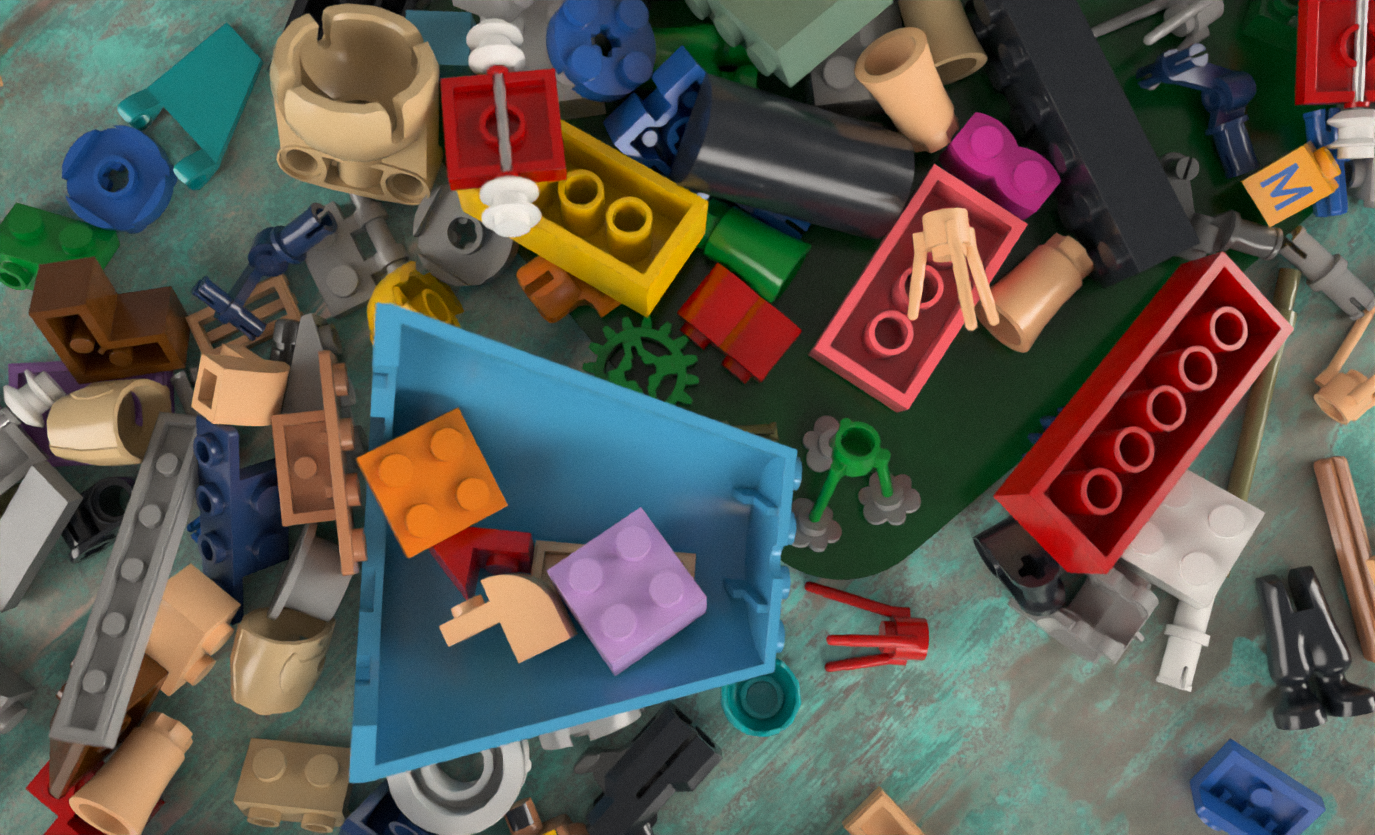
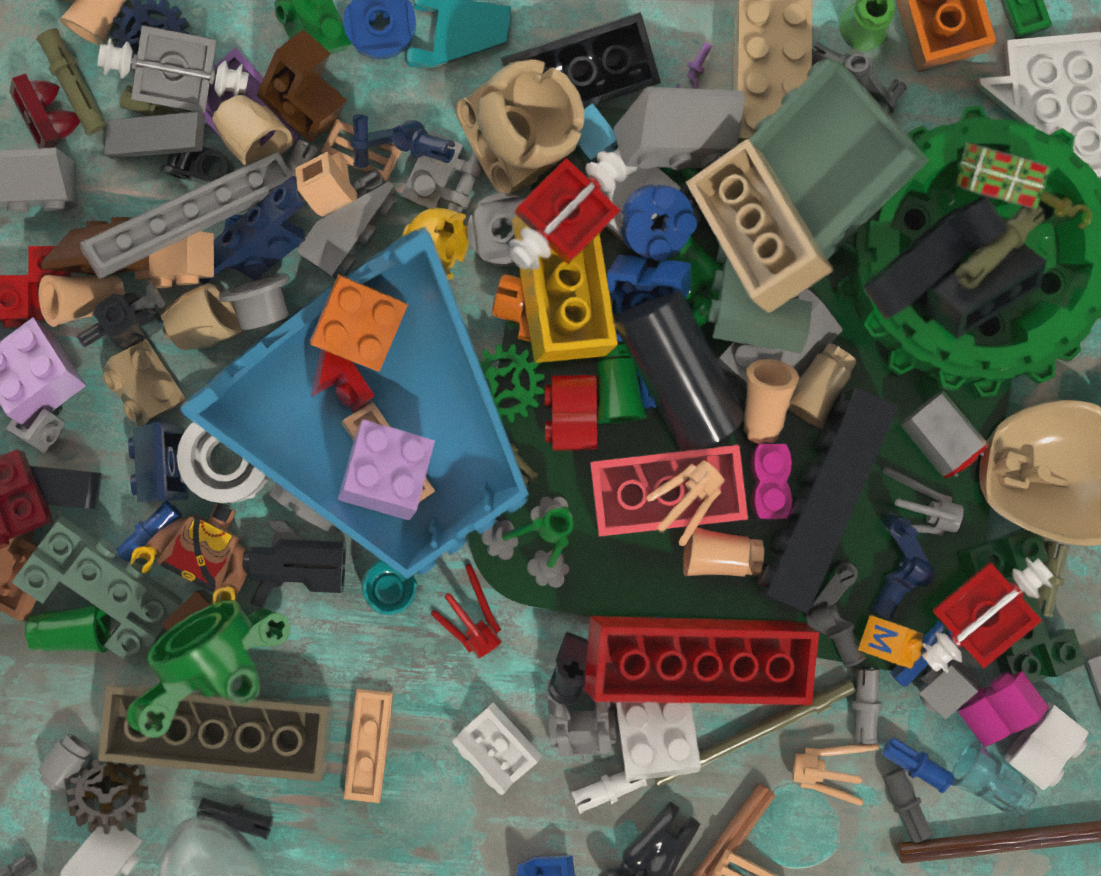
camera: 55 degrees right, 0 degrees up
(199, 747) = (124, 317): none -> black piece
(315, 468) = (316, 256): nougat bracket -> none
(525, 608) = (334, 422): light nougat brick -> none
(1042, 725) = (496, 749): none -> white bracket

